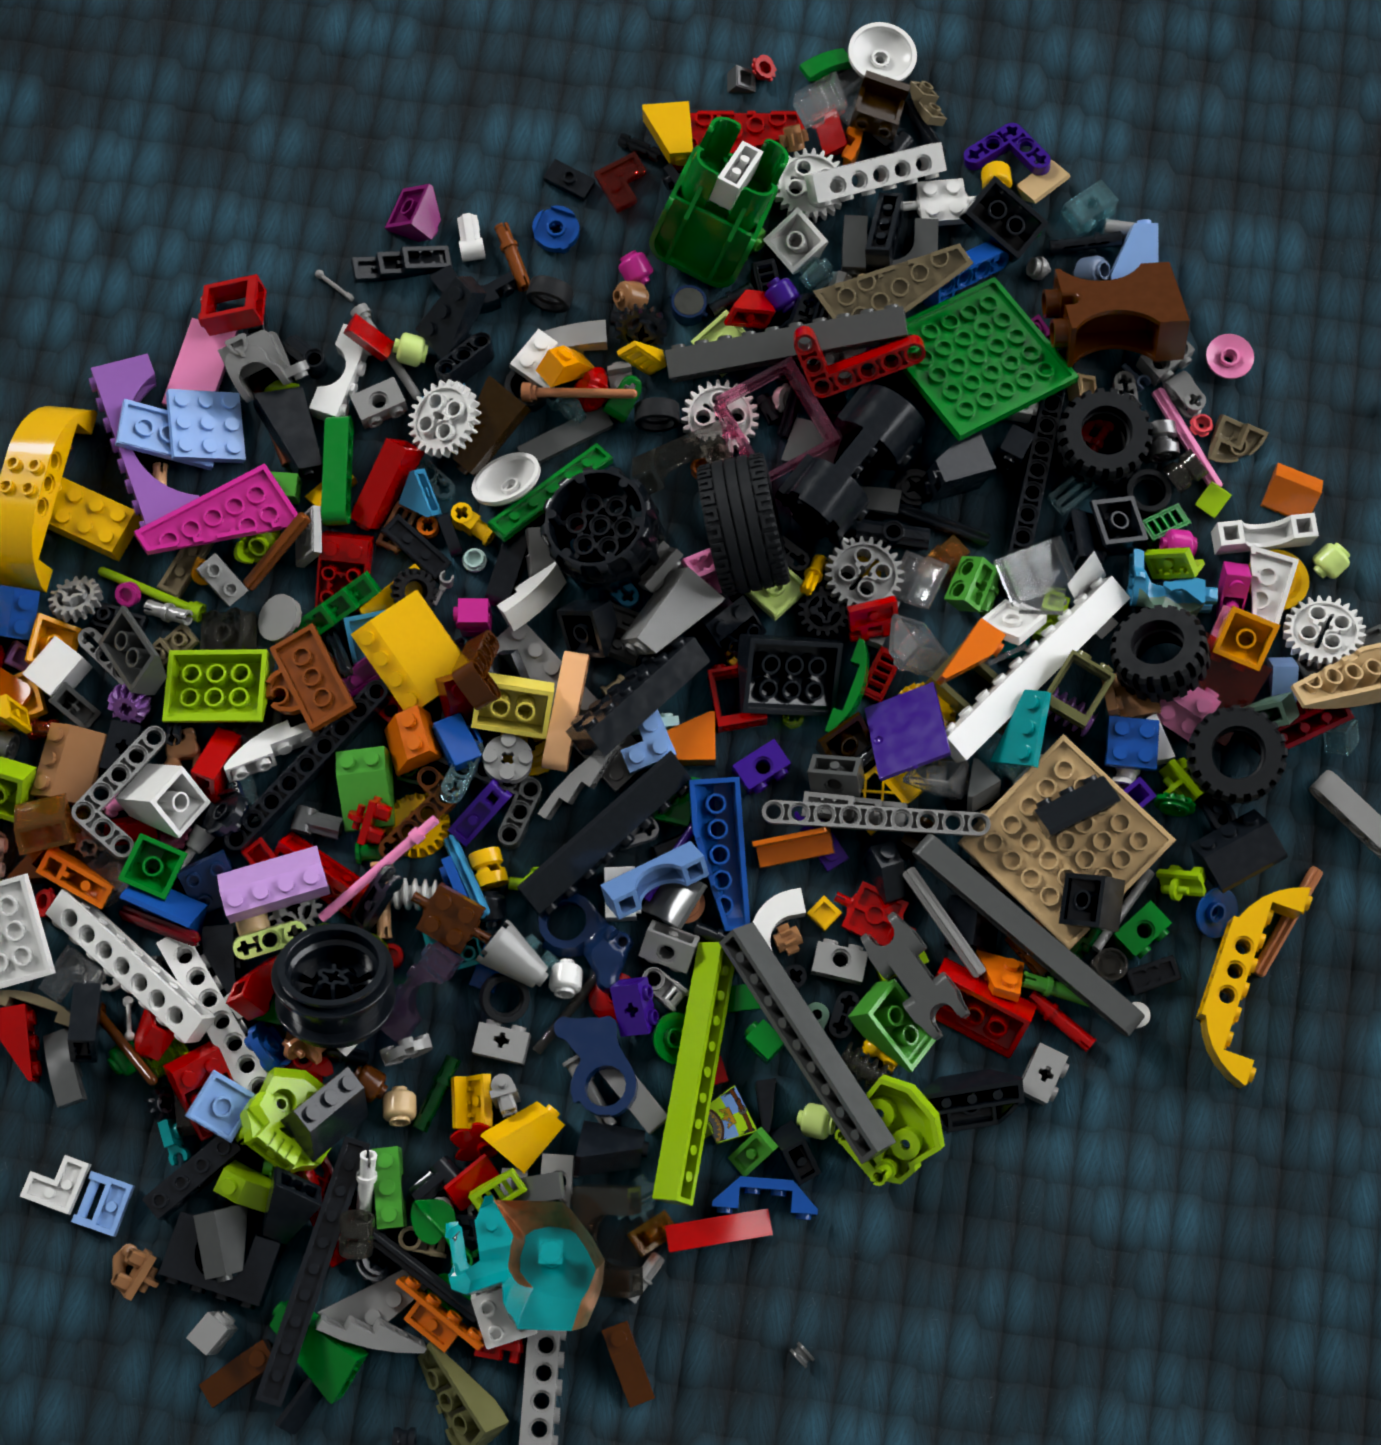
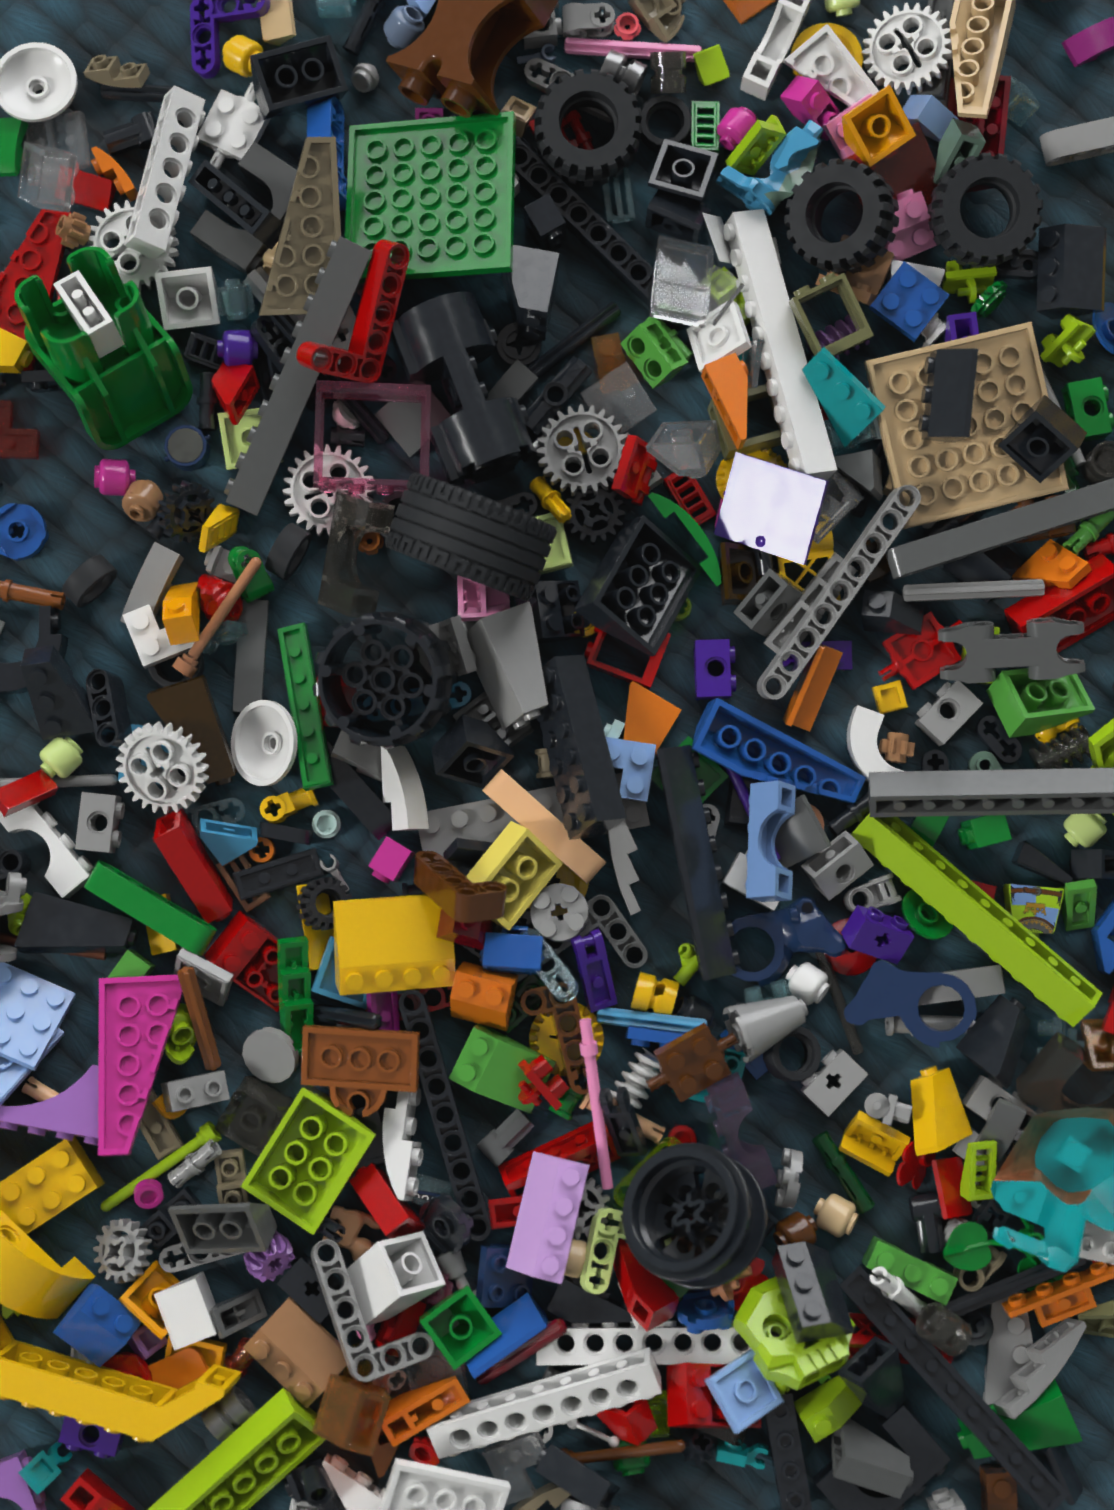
camera: 55 degrees left, 10 degrees up
(879, 105) = (93, 121): dark brown panel -> none

